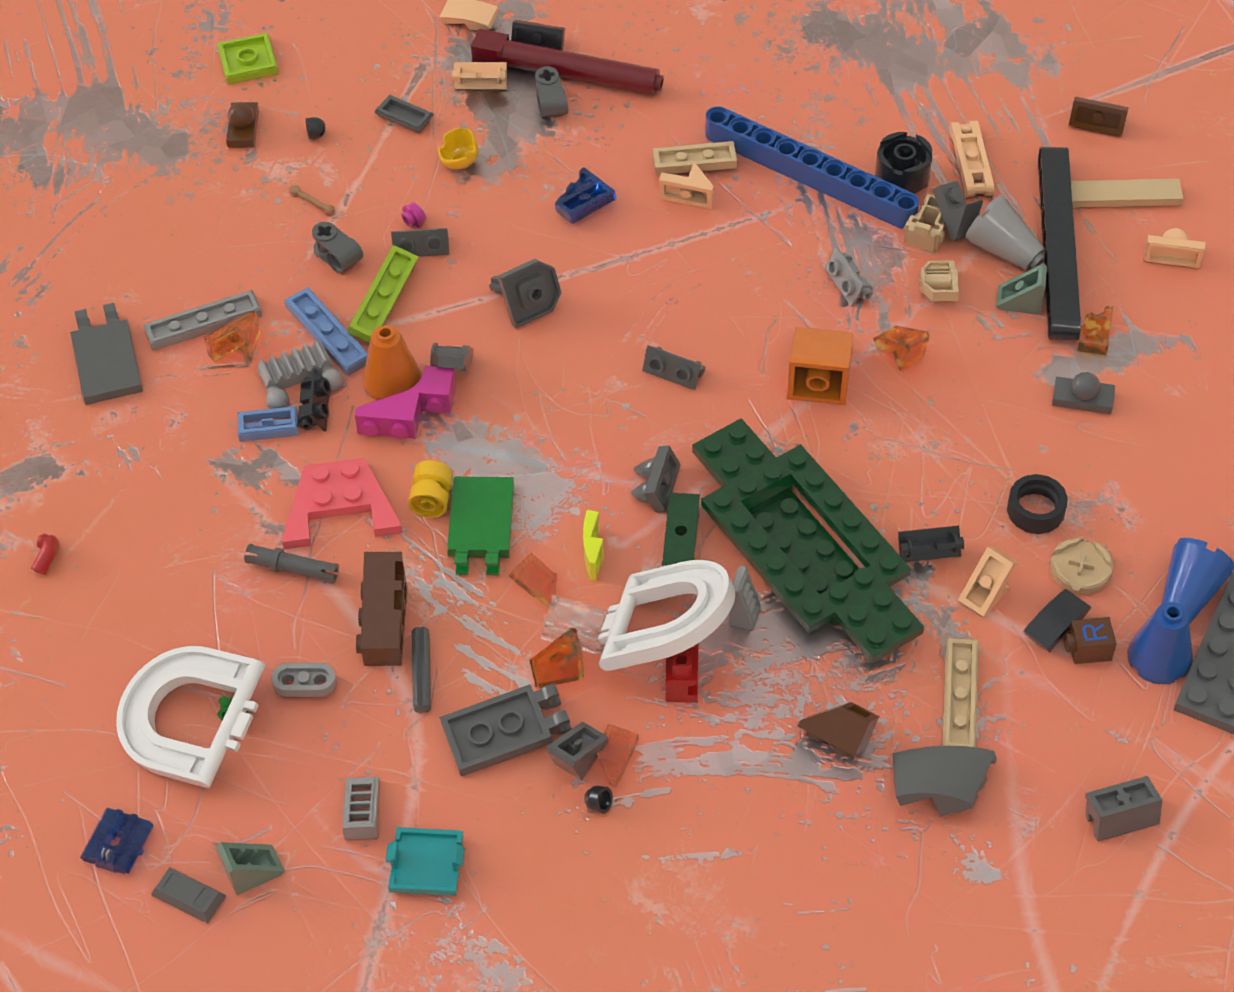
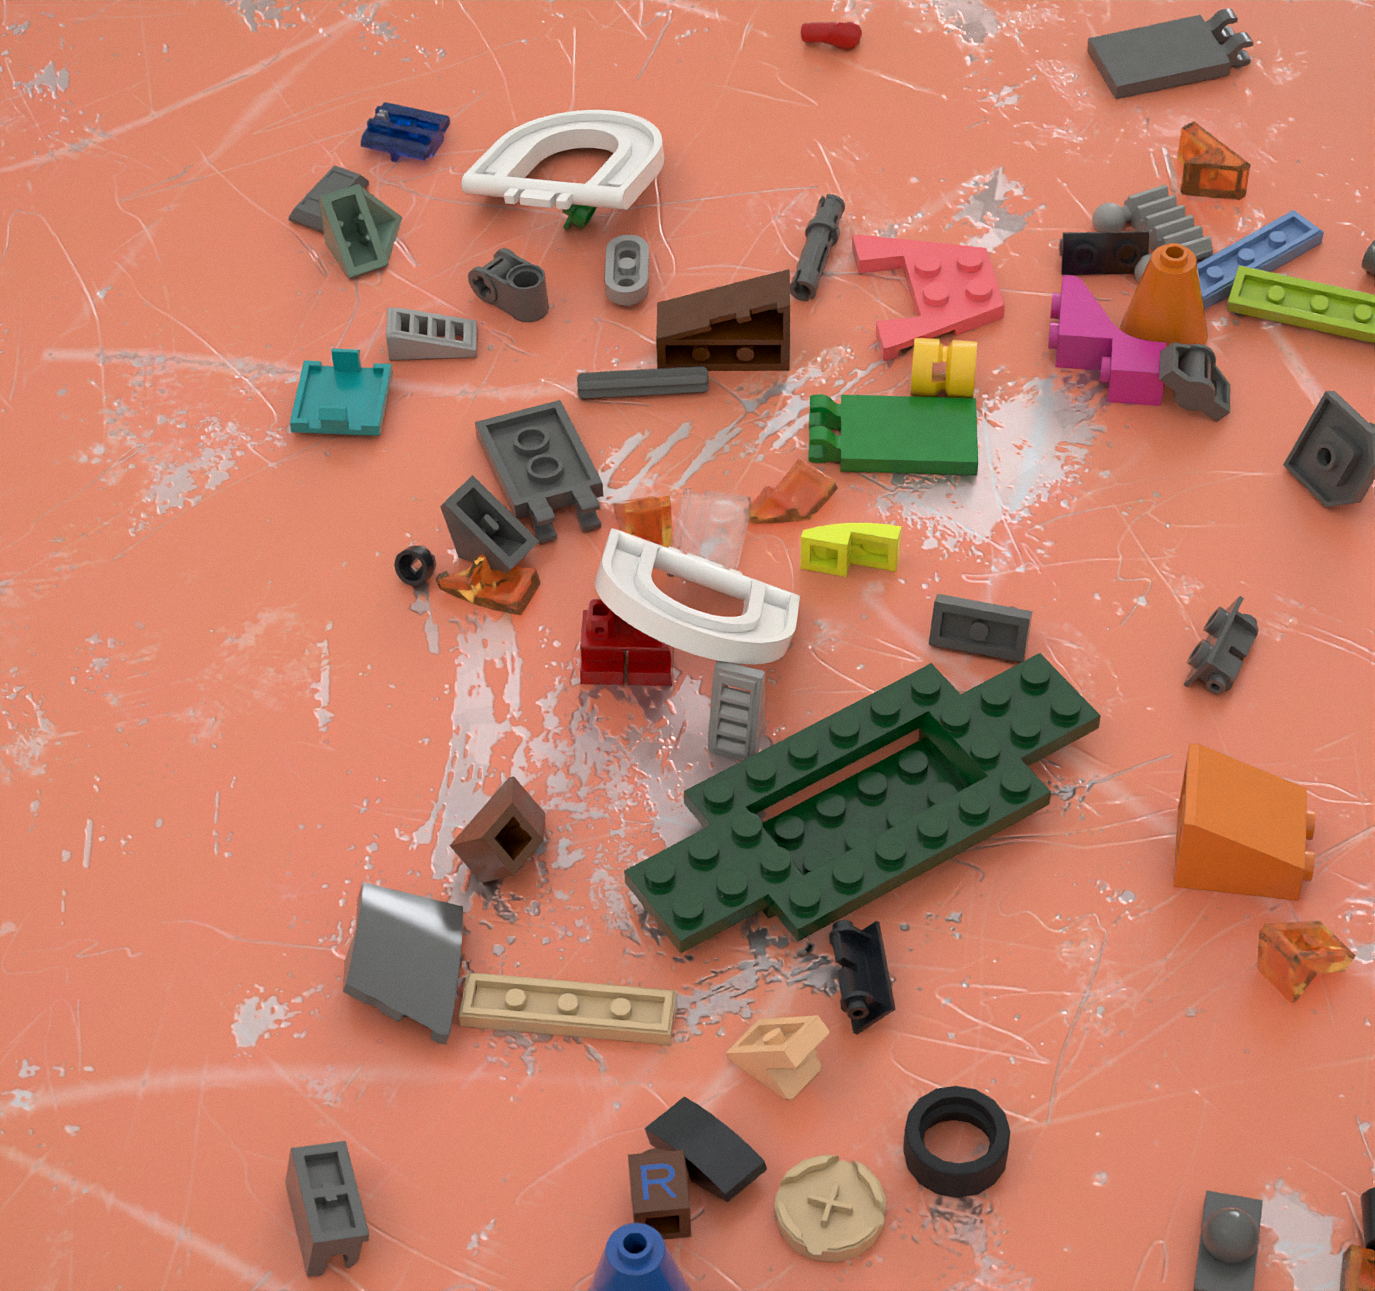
camera: 90 degrees right, 5 degrees down
(200, 320) = (1249, 138): light grey tile -> none
(268, 427) = (1047, 211): medium blue tile -> none
(311, 757) = (512, 286): none -> dark grey piece
(681, 528) = (874, 652): dark green tile -> none

